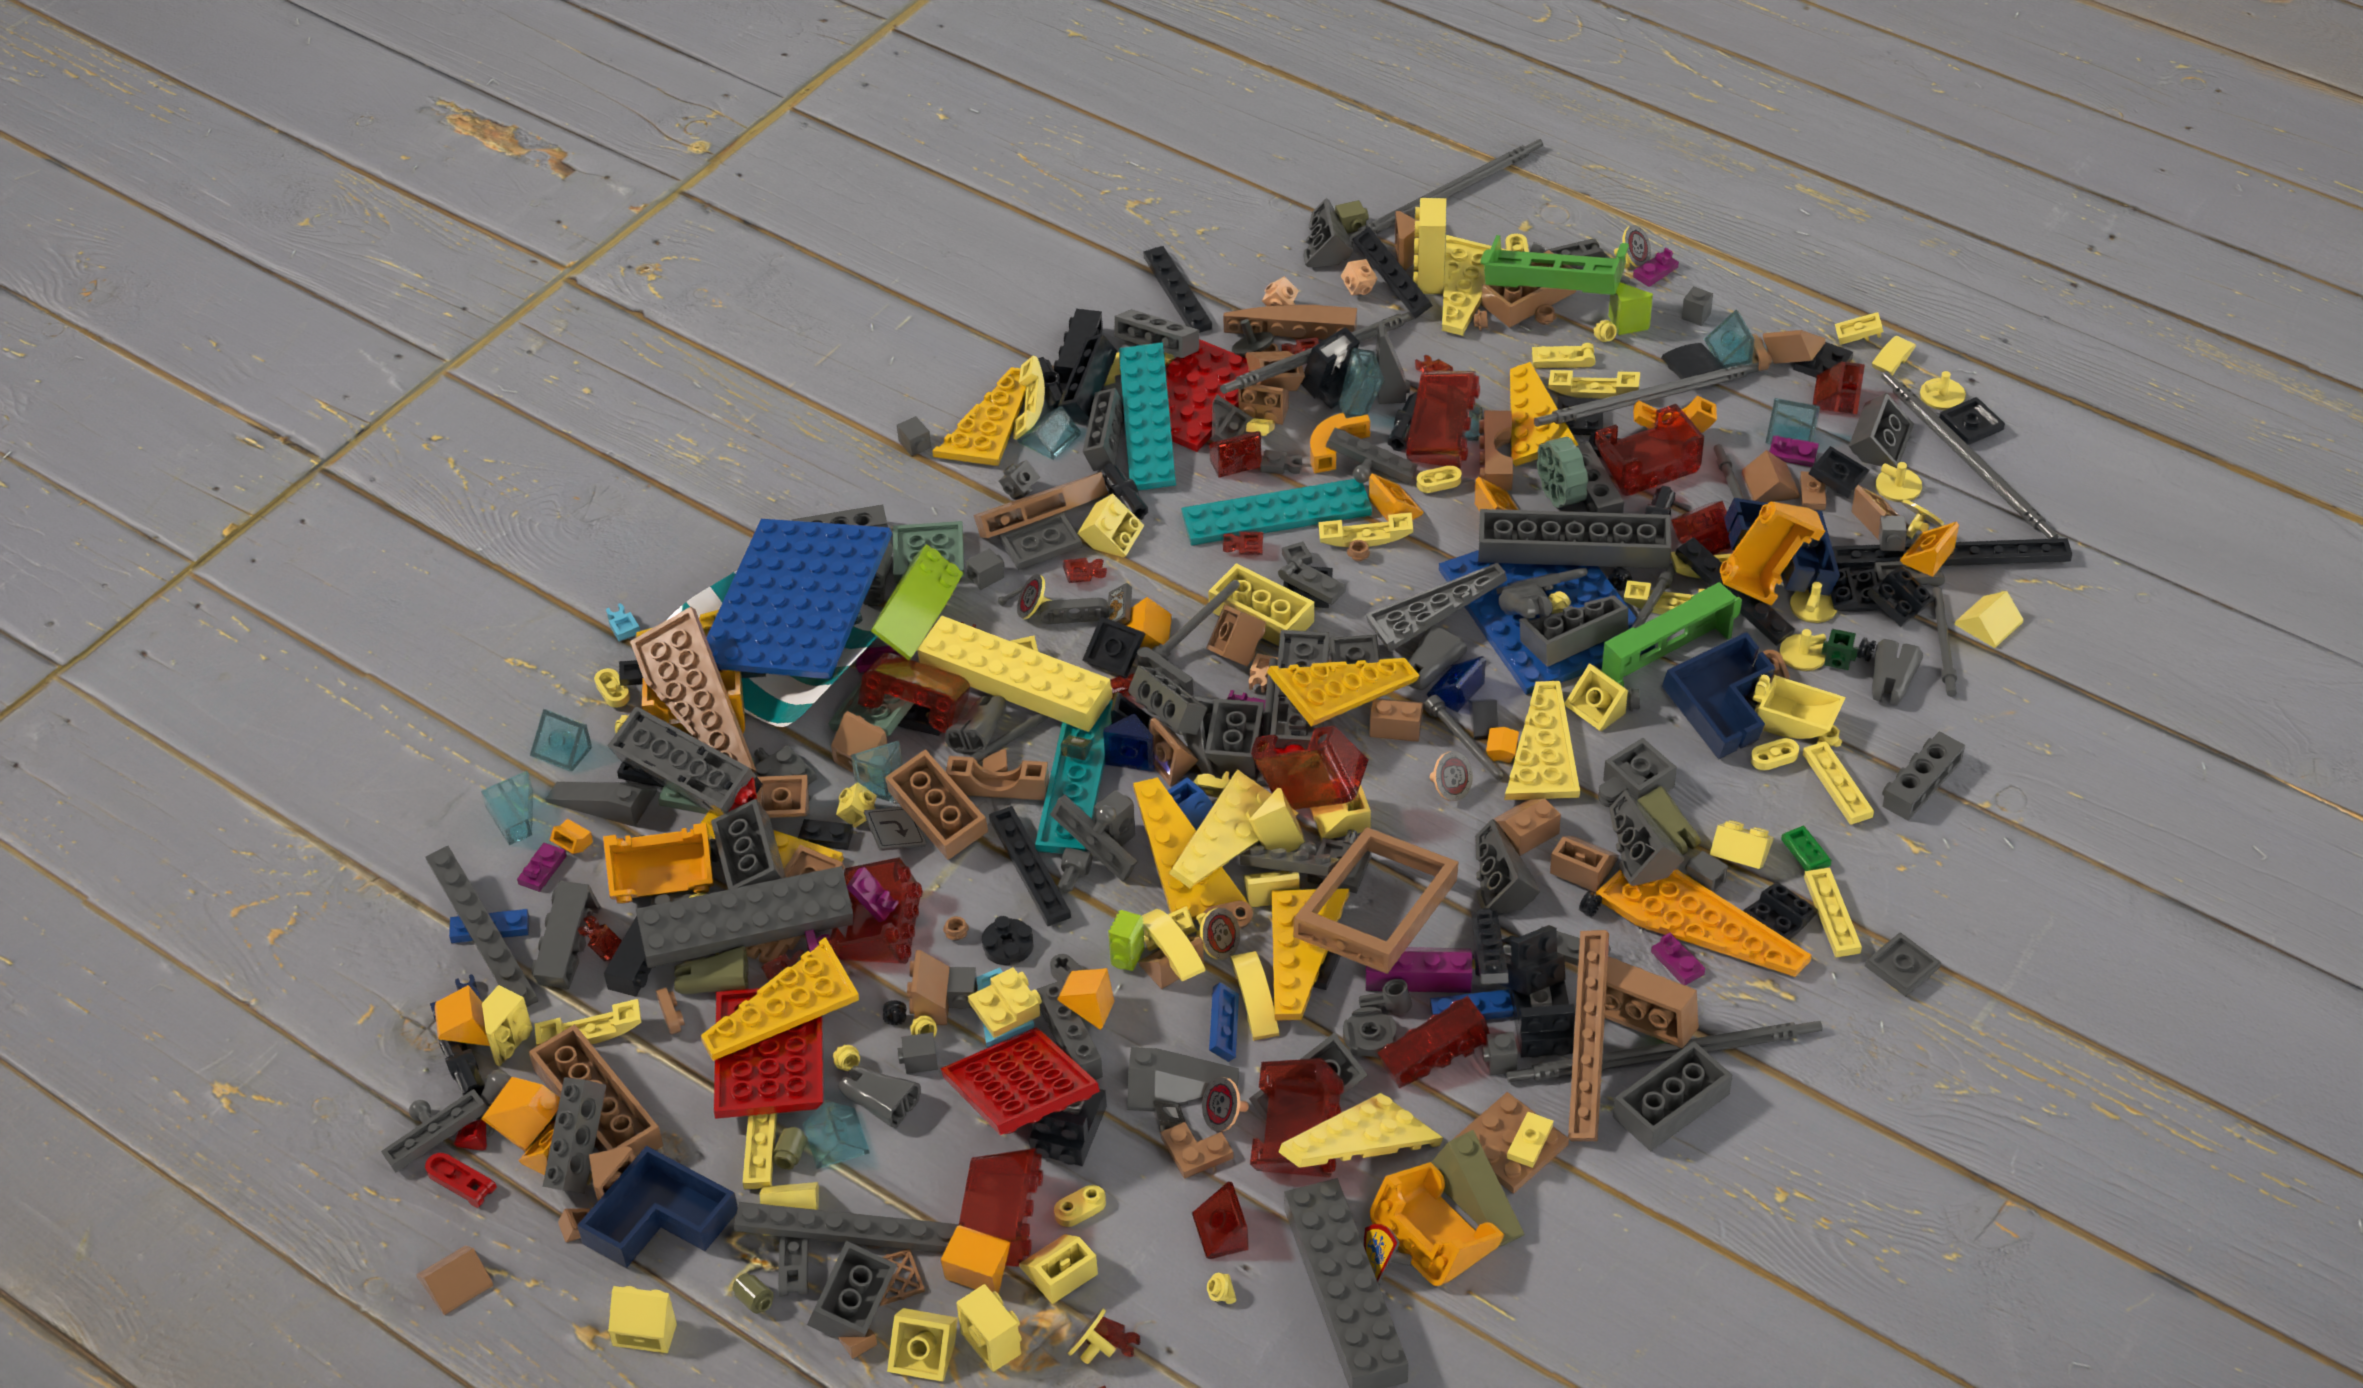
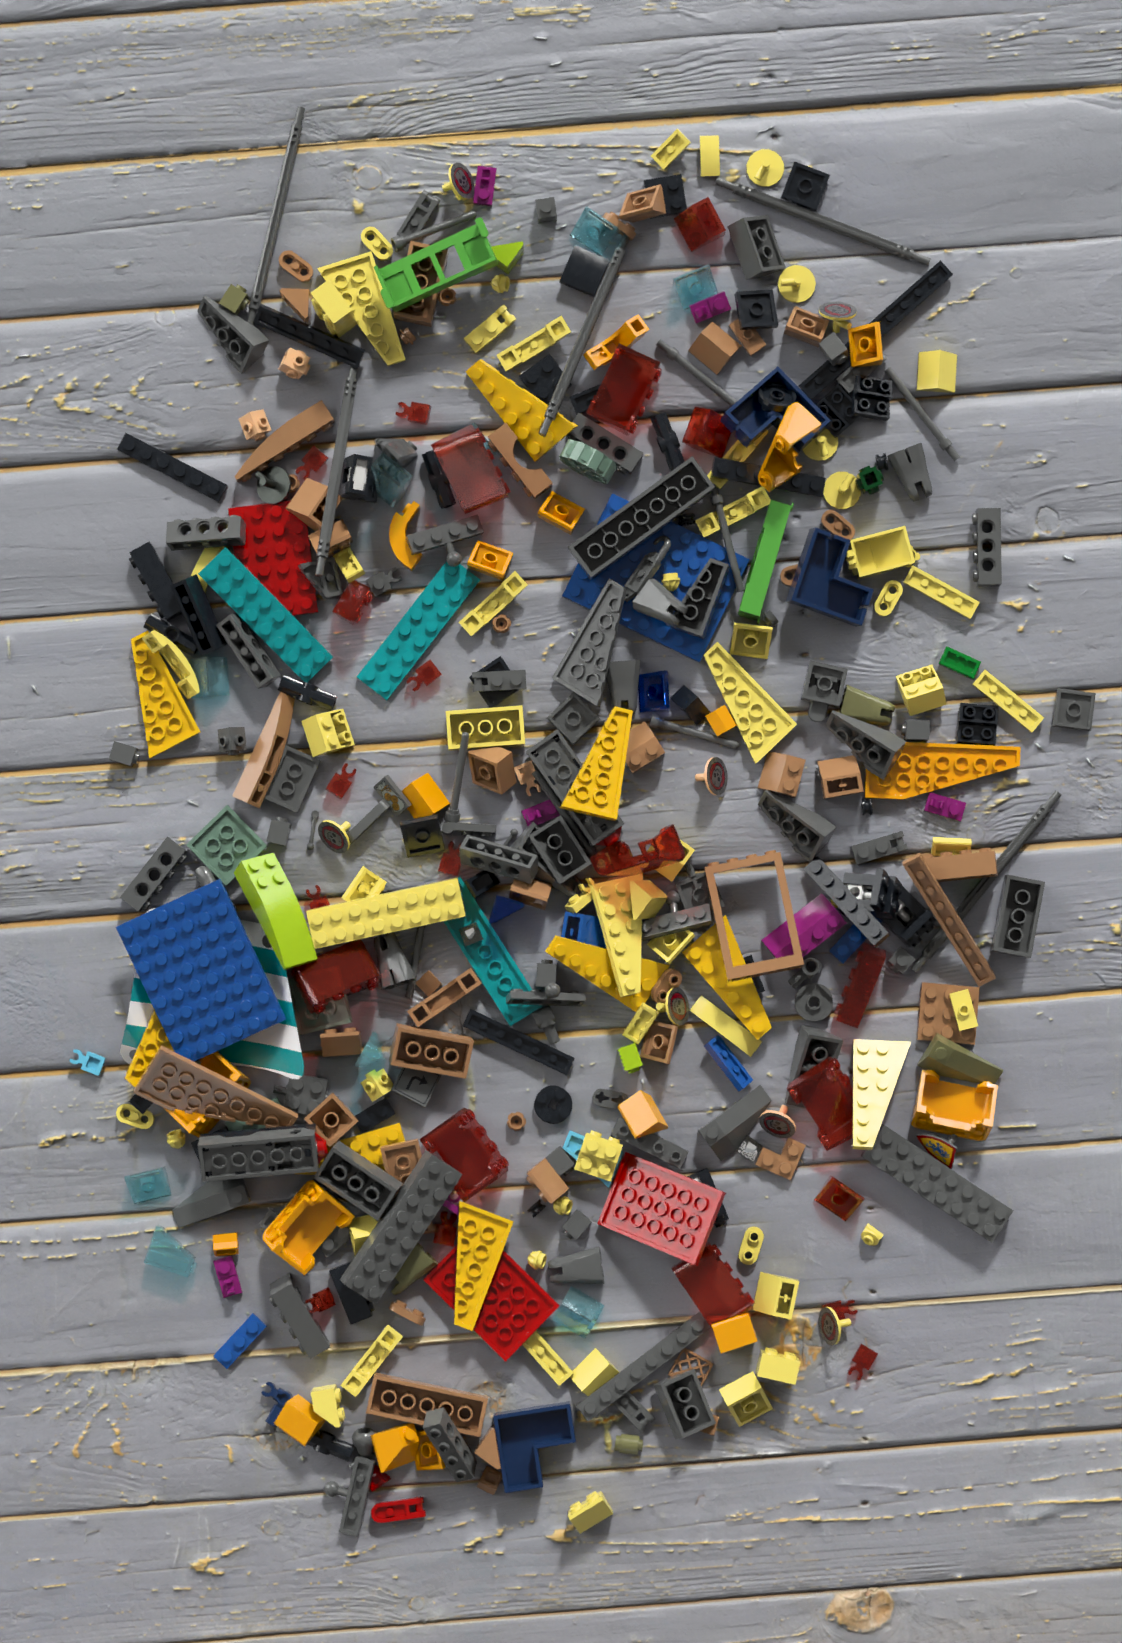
camera: 40 degrees left, 40 degrees up
(455, 1279) = (457, 1566): medium nougat slope -> none
(479, 924) = (243, 1351): dark grey plate -> none
(789, 1148) = (562, 1342): olive brick -> none
(871, 894) = (453, 1144): magenta plate -> none
(1173, 943) = (658, 1041): light yellow slope -> none
(1298, 550) = (466, 660): dark grey plate -> none
(1439, 479) = (501, 517): light yellow plate -> none

